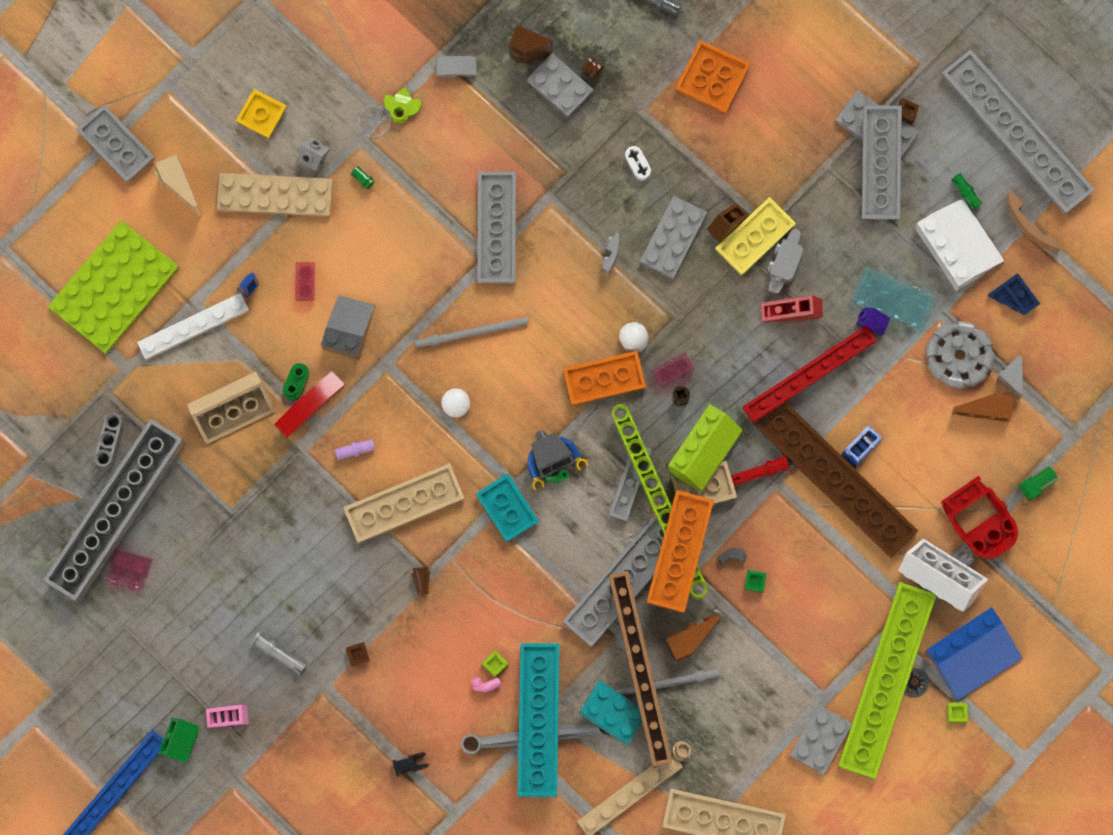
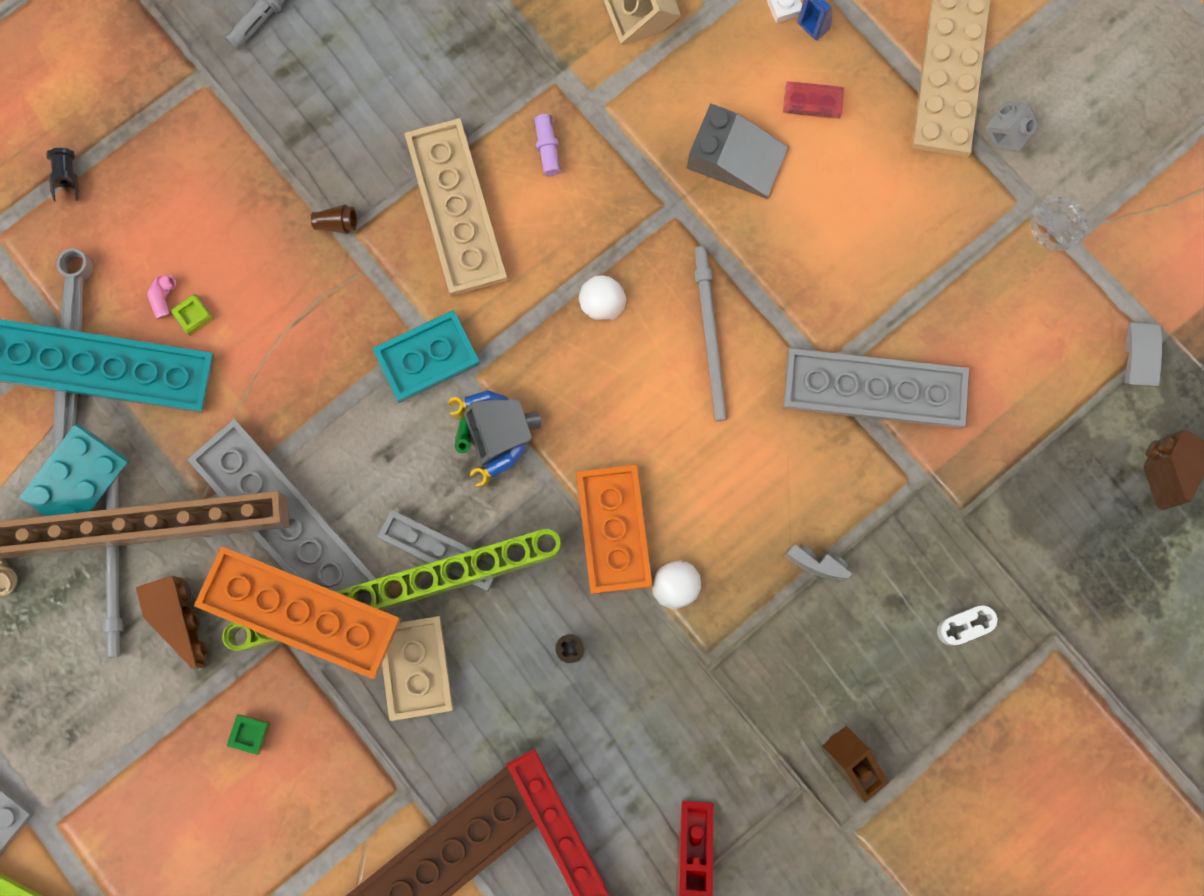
camera: 90 degrees right, 0 degrees up
(261, 114) = (1078, 62): yellow plate -> none
(296, 381) = (659, 76): green plate -> none
(309, 404) = (623, 86): red slope -> none
(357, 654) = (239, 119): reddish brown plate -> none
(366, 181) = (963, 202): green pin -> none
(401, 103) = (1085, 267): lime plate -> none
(560, 85) = (1105, 514): light grey plate -> none
(592, 67) = (1134, 569): reddish brown wheel -> none
(673, 237) = (837, 669): light grey plate -> none
(673, 370) = (614, 641): clear pink plate -> none
(705, 448) = (474, 678): lime slope -> none
(712, 76) = (1111, 770): orange plate -> none
(735, 553) = (300, 704): dark grey arm -> none
(755, 236) = (828, 809): light yellow plate -> none
(769, 468) = (430, 783): red pin -> none
(786, 262) = (777, 857): light grey hinge -> none

